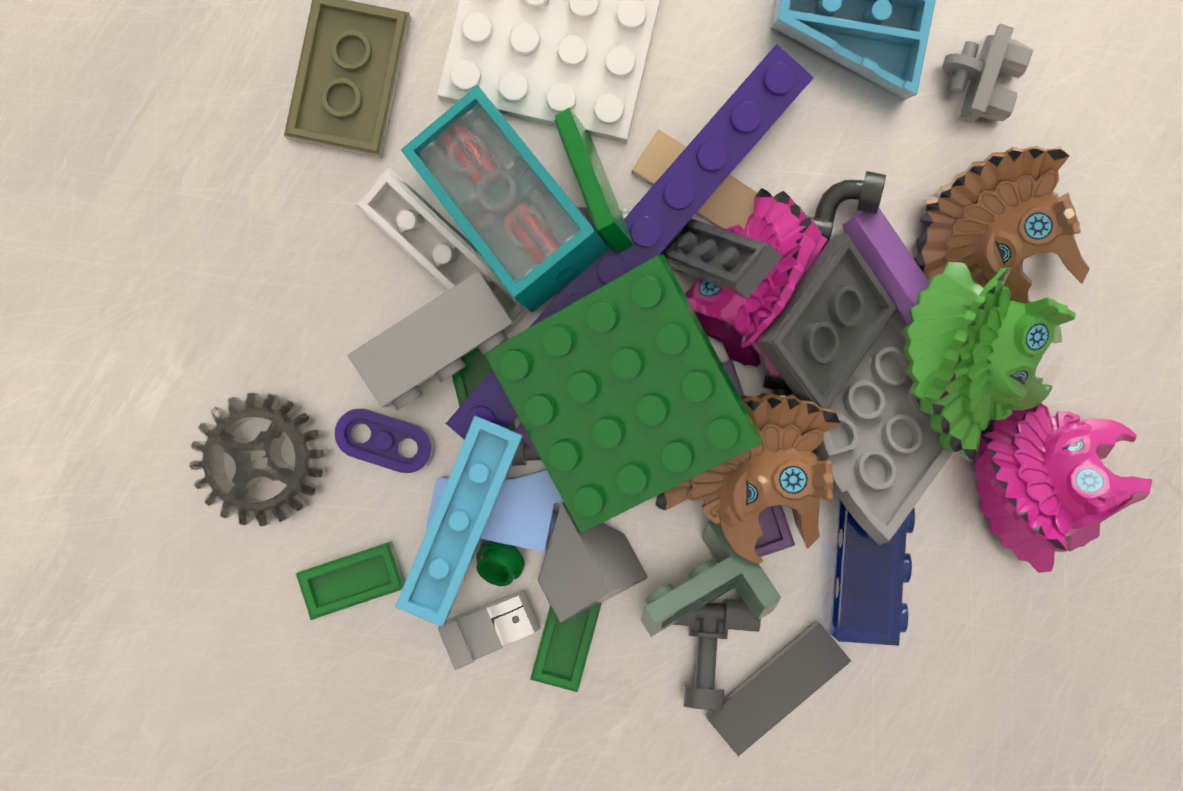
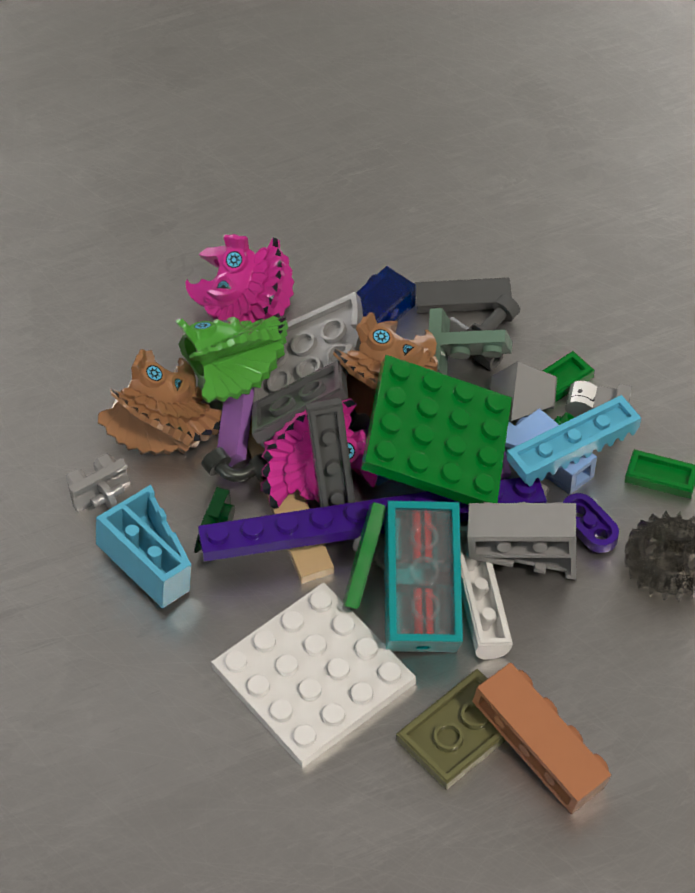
camera: 140 degrees left, 35 degrees down
(241, 105) = (542, 737): none -> nougat brick
(815, 135) = (218, 511): none -> dark green plate

